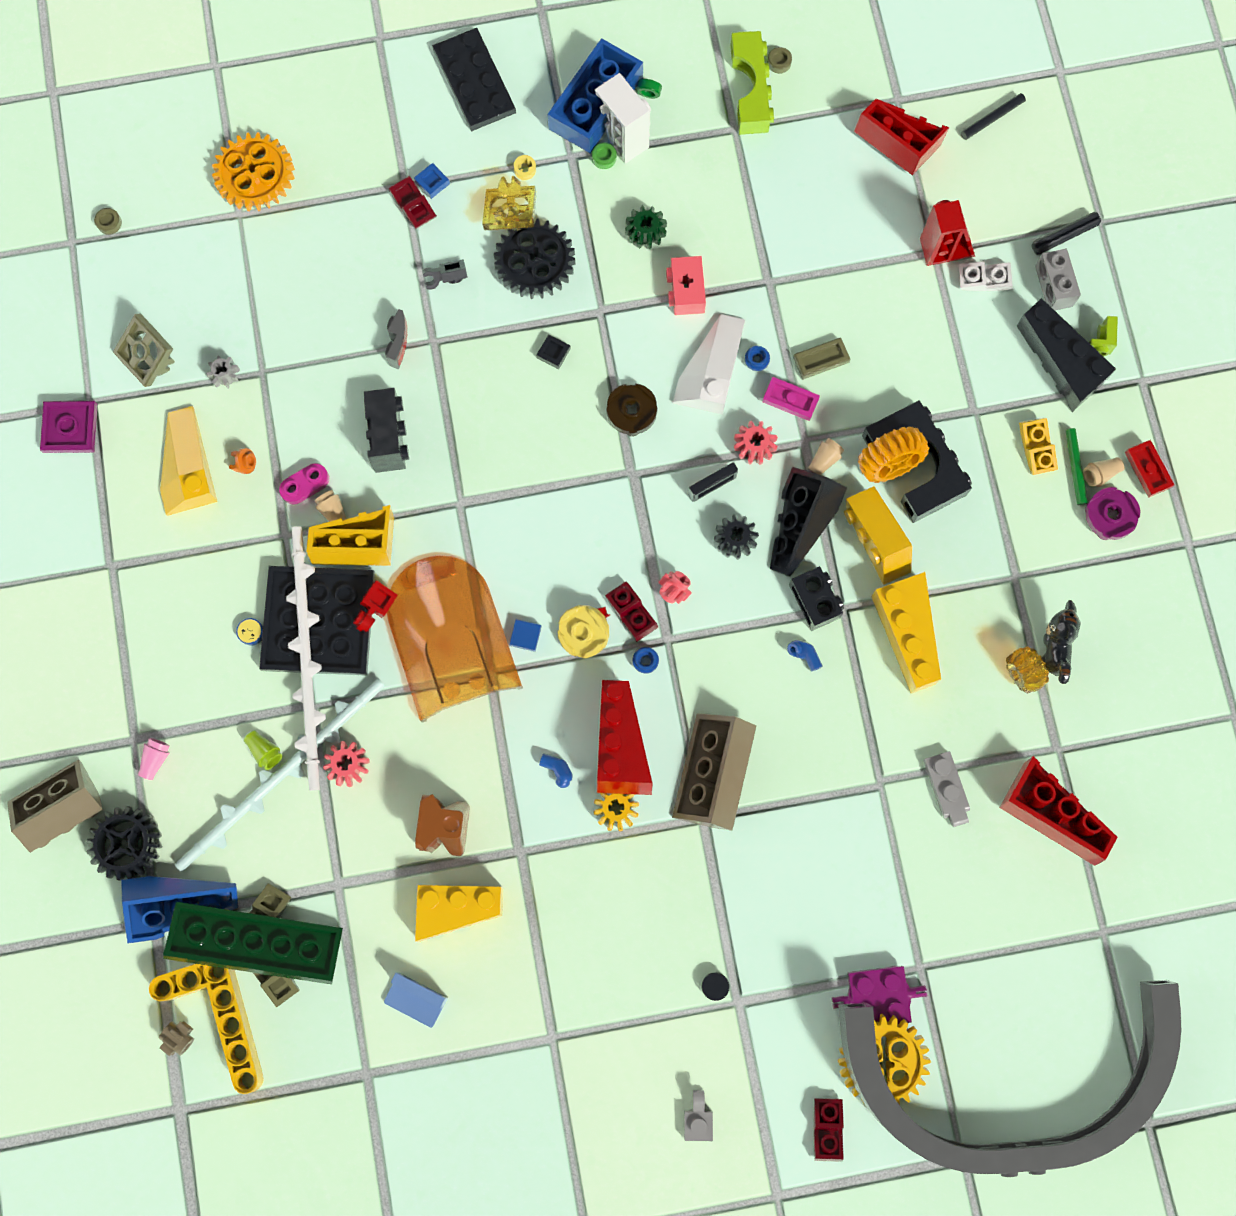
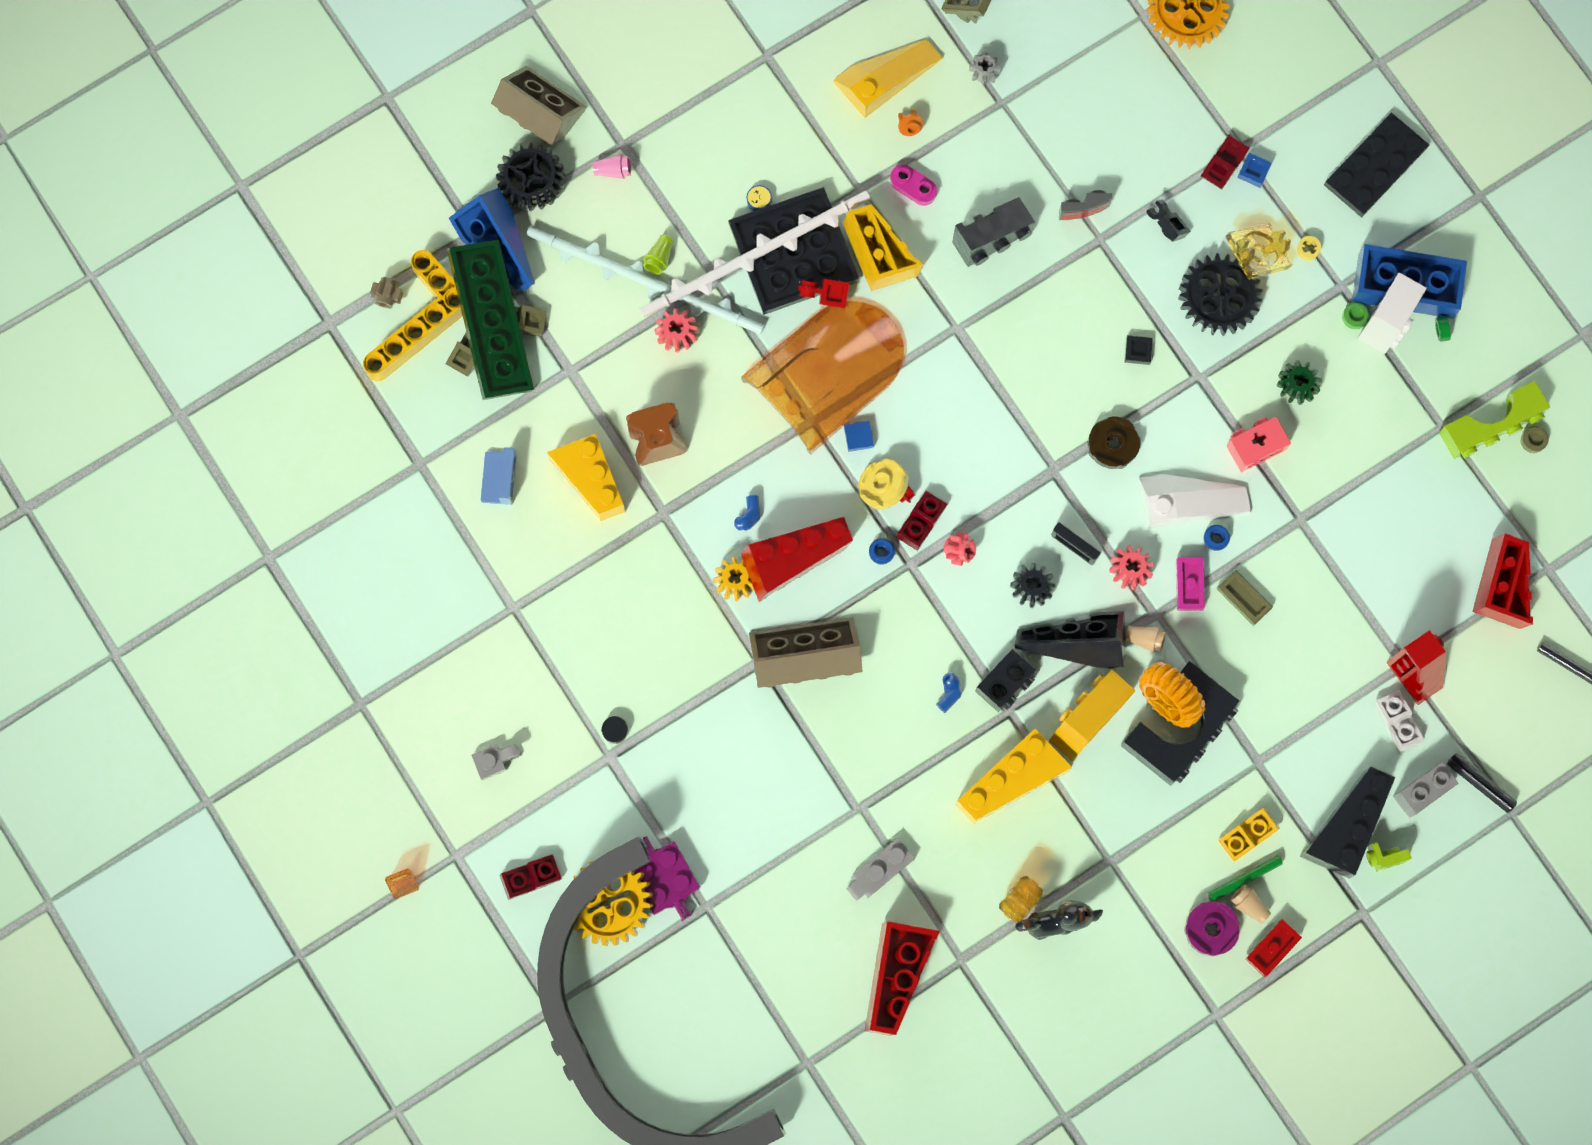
camera: 65 degrees right, 0 degrees up
(330, 506) = (901, 216): tan cone -> none

